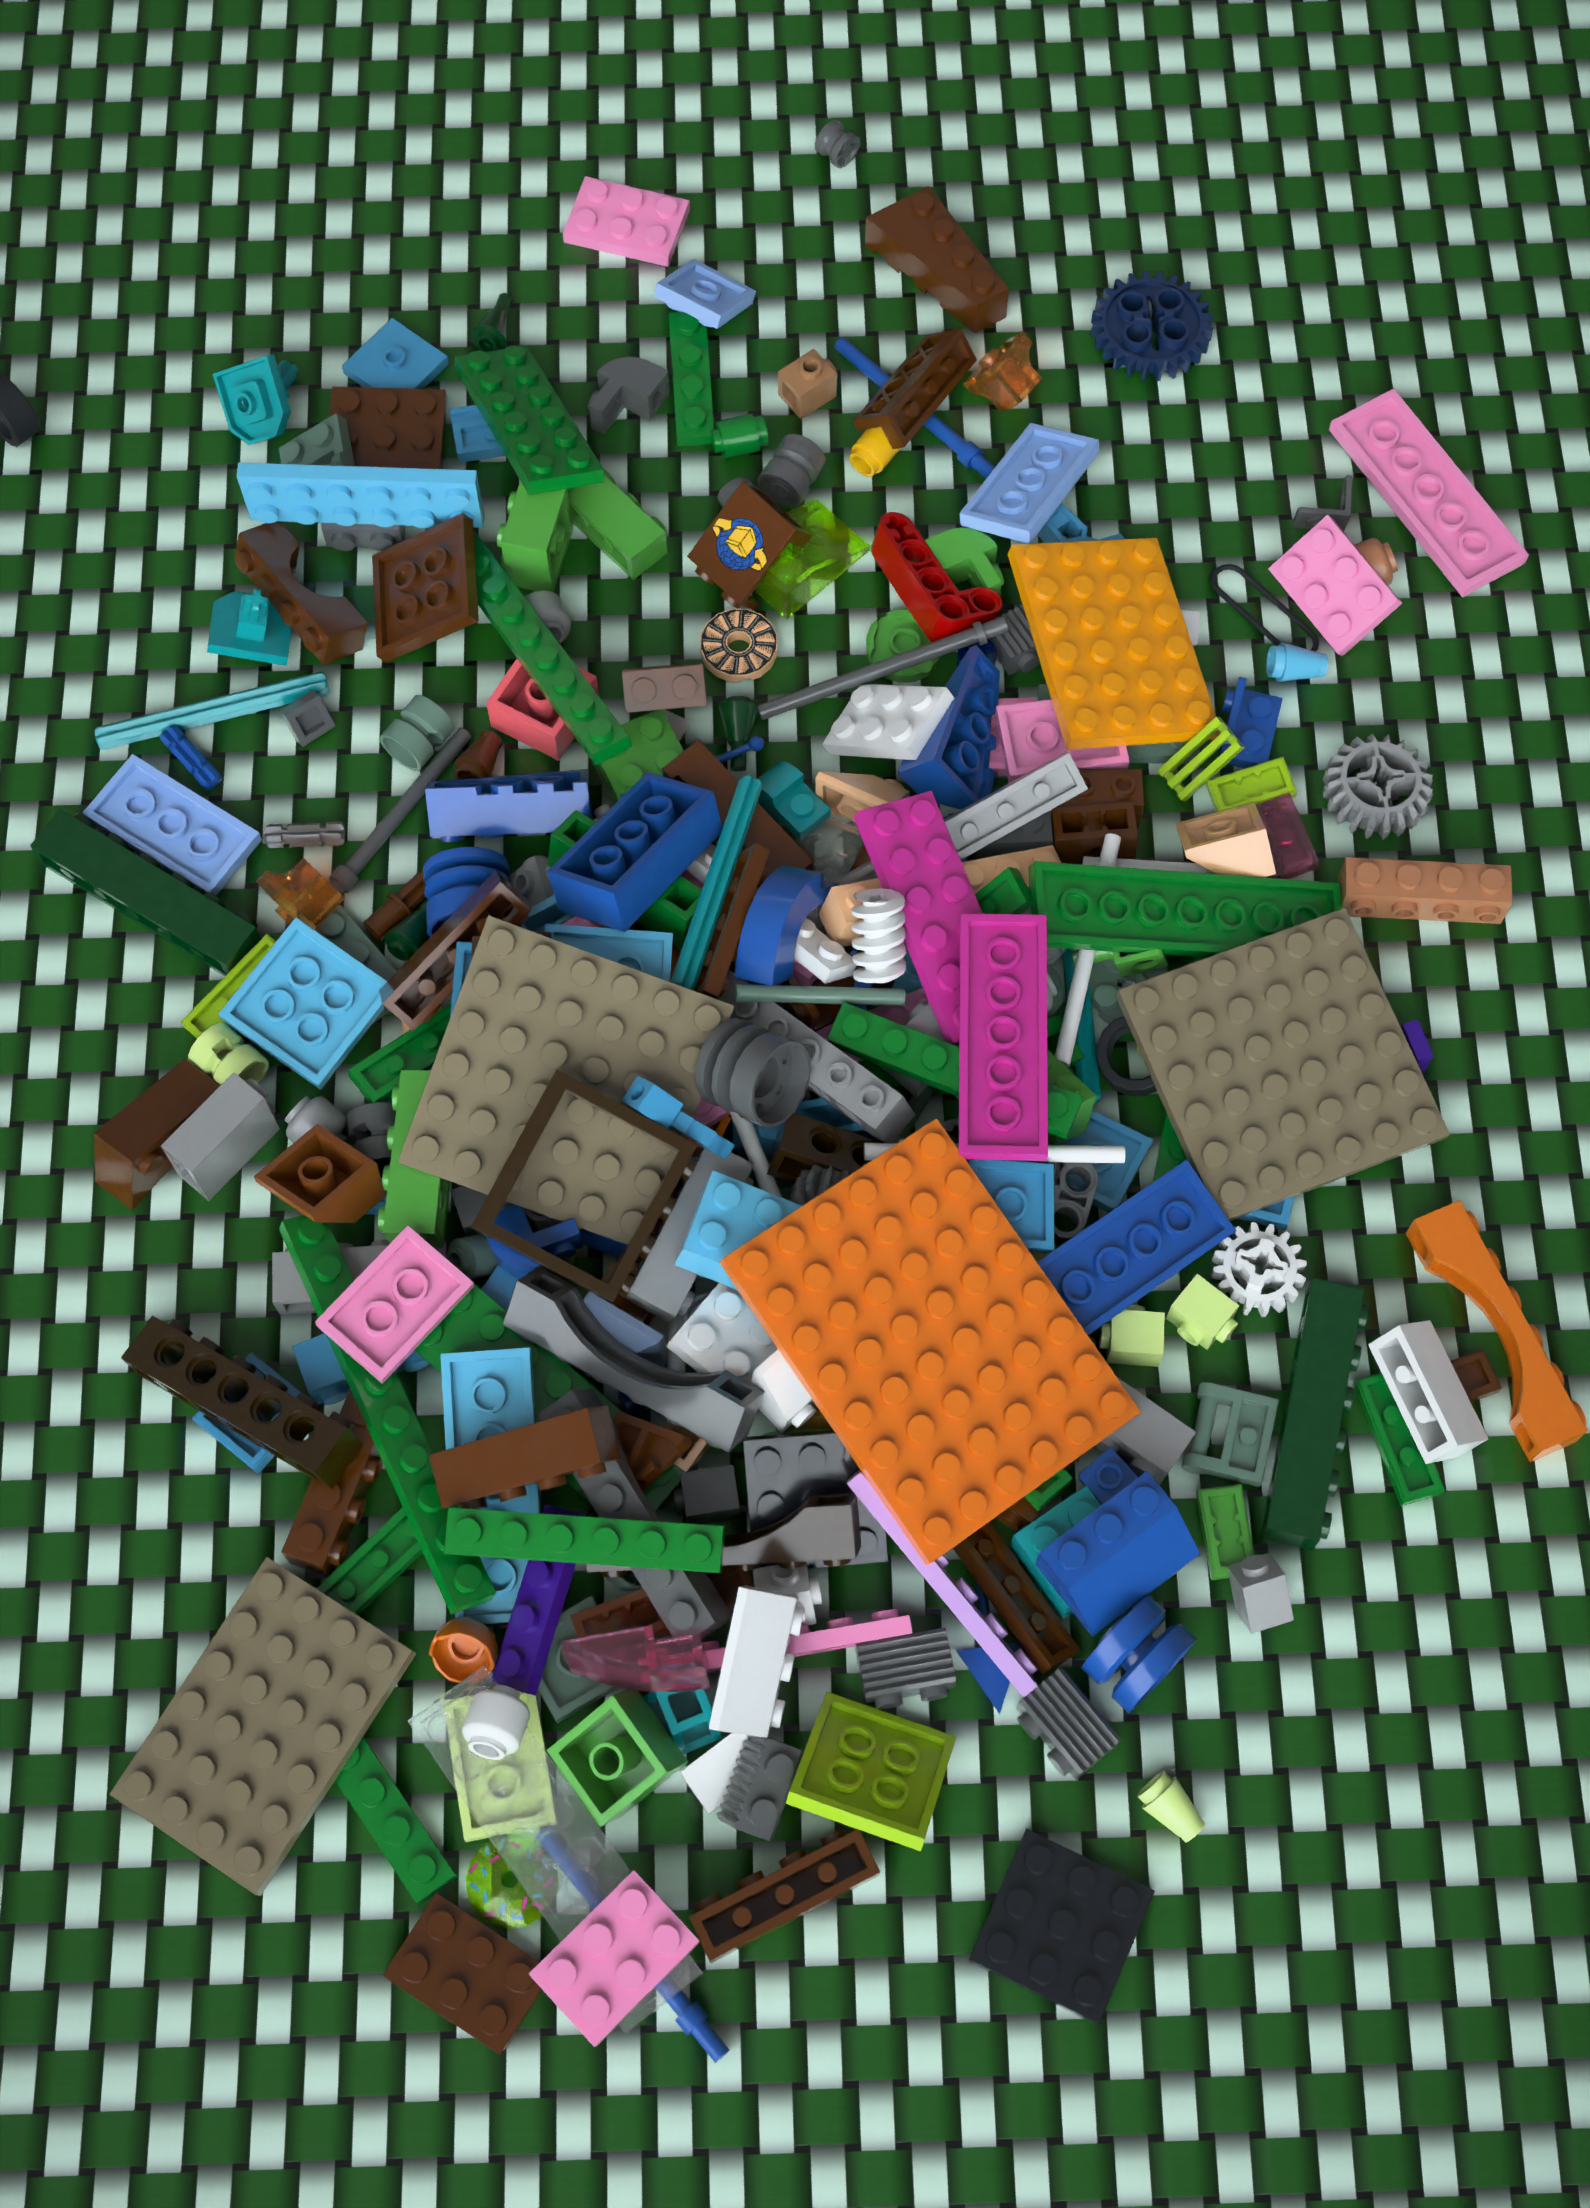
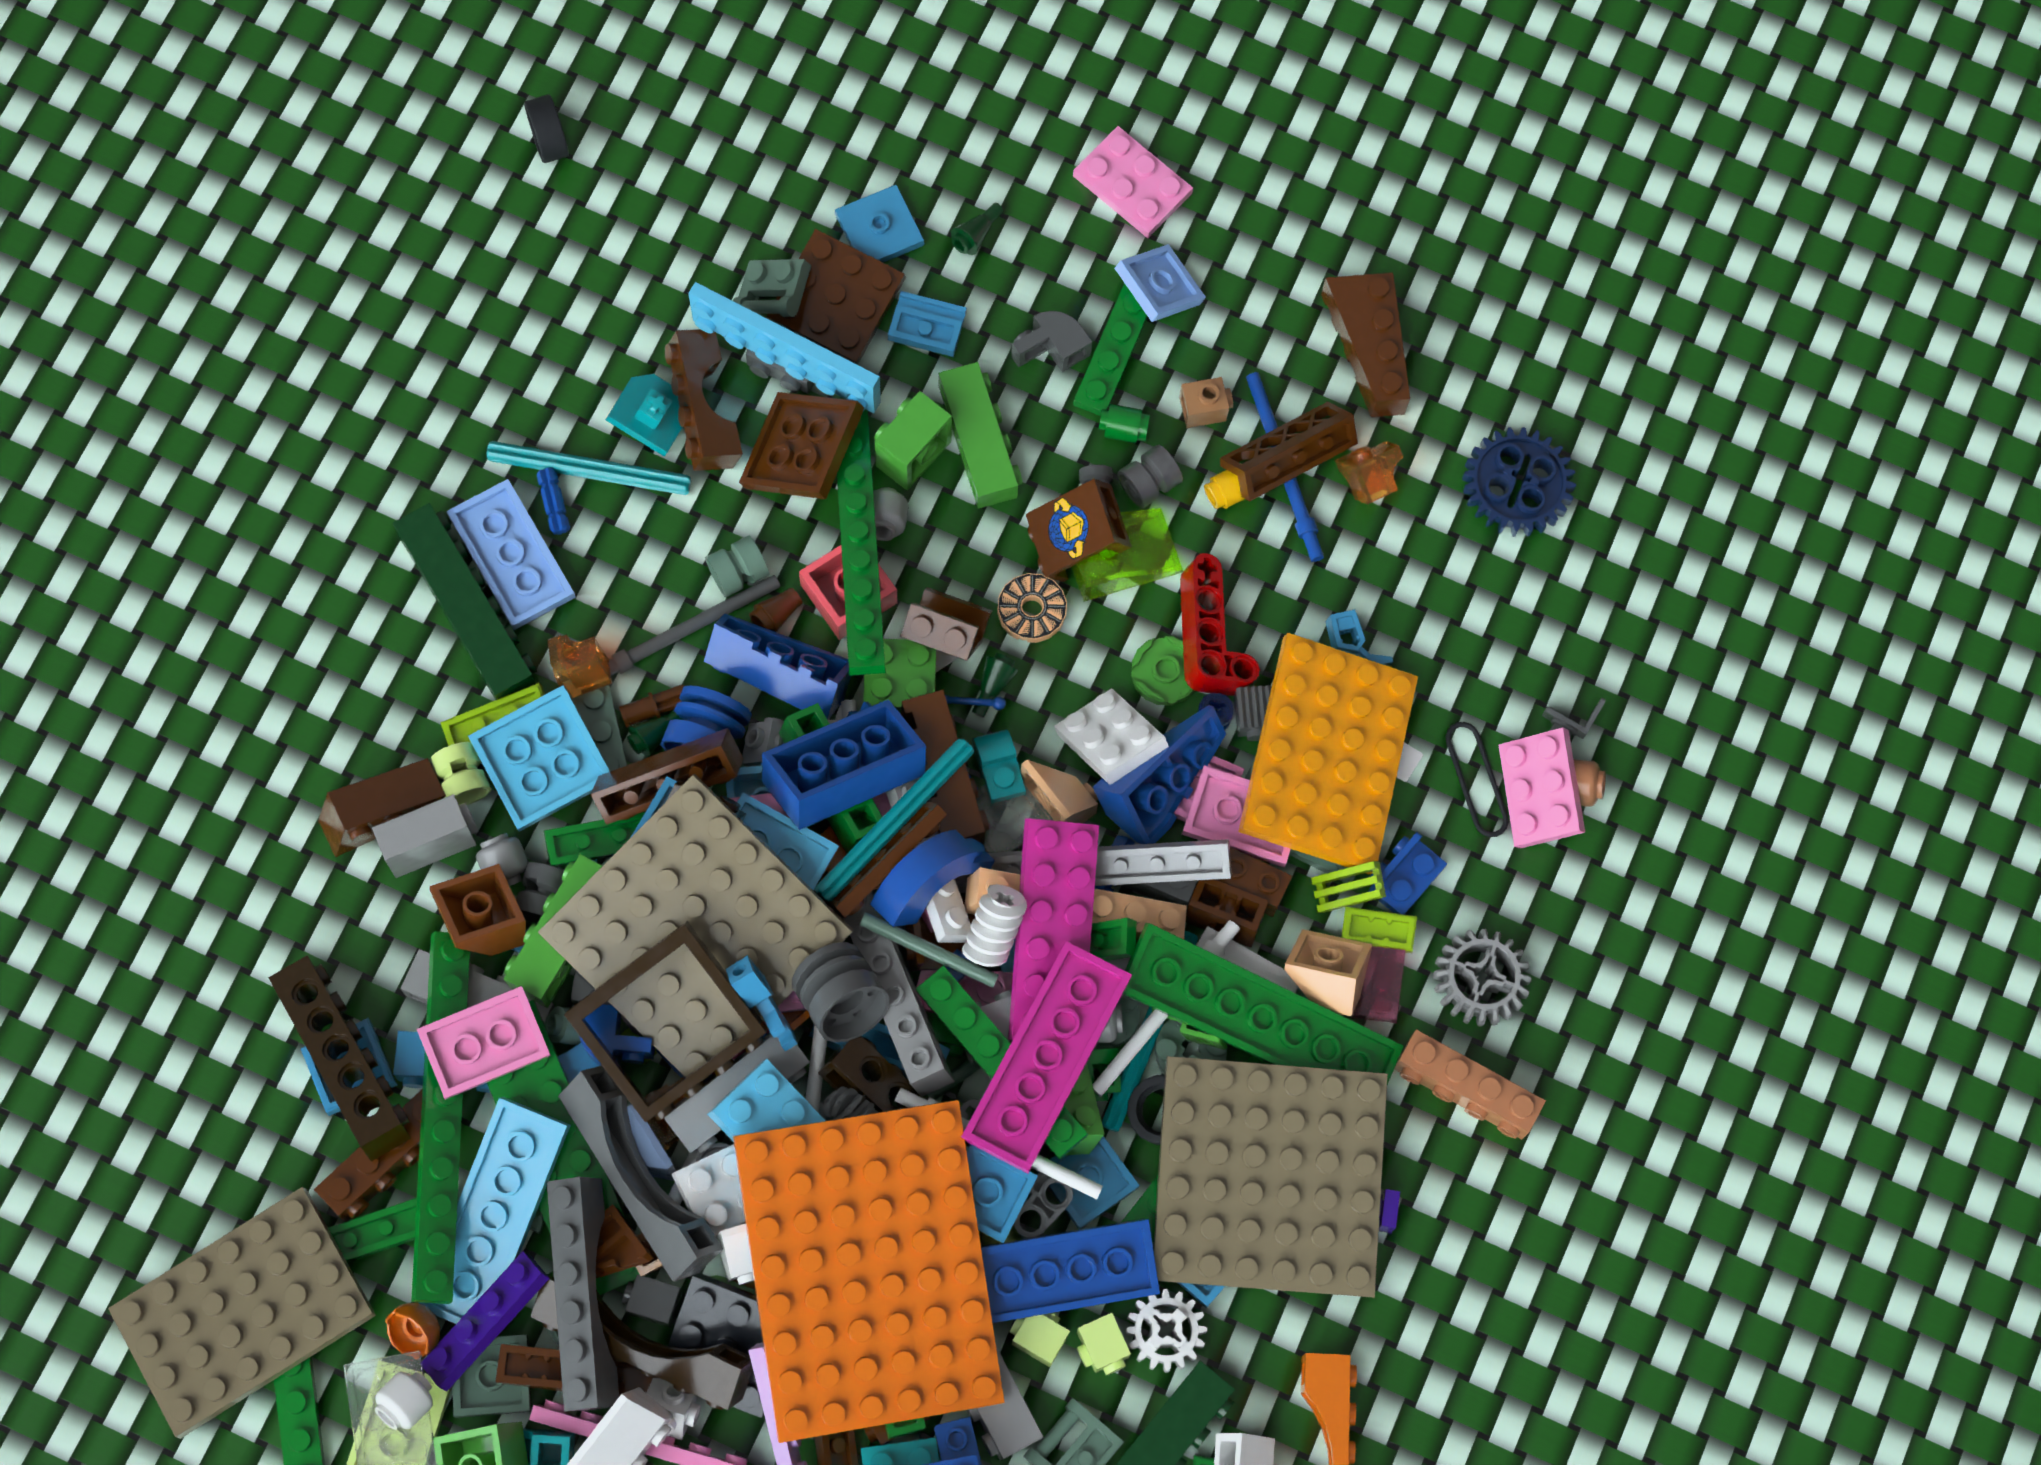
camera: 20 degrees right, 5 degrees up
(256, 397) = (750, 210): teal piece -> none
(305, 834) = (610, 609): dark grey axle -> none
(307, 718) = (658, 511): dark grey tile -> none
(524, 1457) = (519, 1214): reddish brown brick -> none
(528, 420) = (954, 336): green plate -> none
(584, 1540) = (532, 1298): green plate -> none
(640, 1661) = (533, 1407): clear pink slope -> none
(837, 144) = (1342, 192): dark grey wheel -> none
(969, 556) = (1253, 616): bright green brick -> none
(977, 634) = (1222, 695): dark grey bar -> none
(1029, 483) = (1337, 580): light blue plate -> none
(1294, 663) = (1474, 838): medium azure cone -> none
(1428, 492) = (1669, 740): bright pink plate -> none

